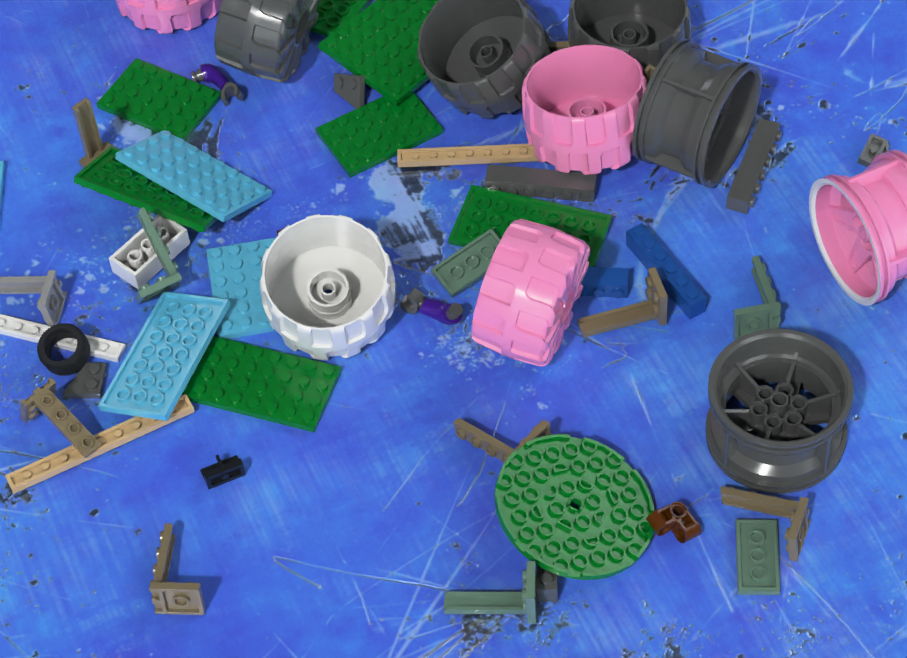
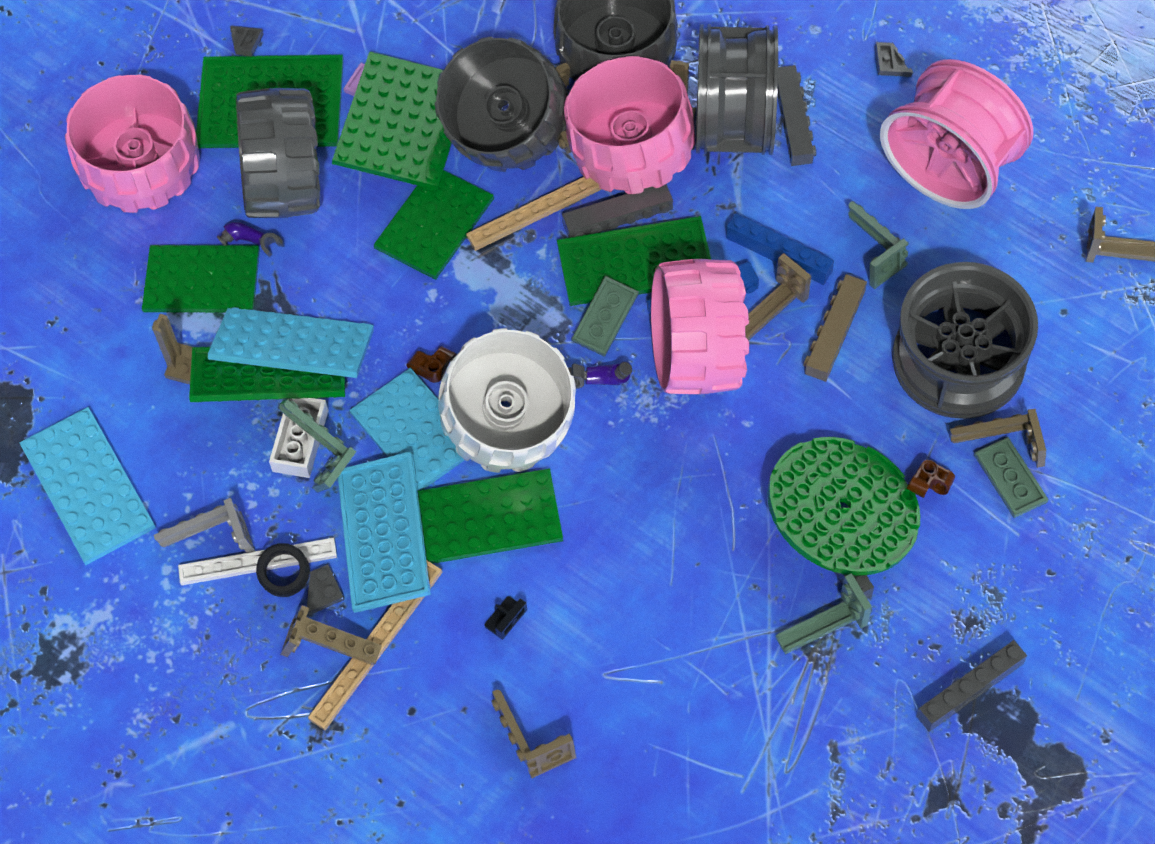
camera: 30 degrees left, 10 degrees up
(350, 88) = (383, 190): dark grey wing -> none
(490, 444) = (739, 482): dark tan bracket -> none
(673, 357) = (835, 327): none -> dark tan brick

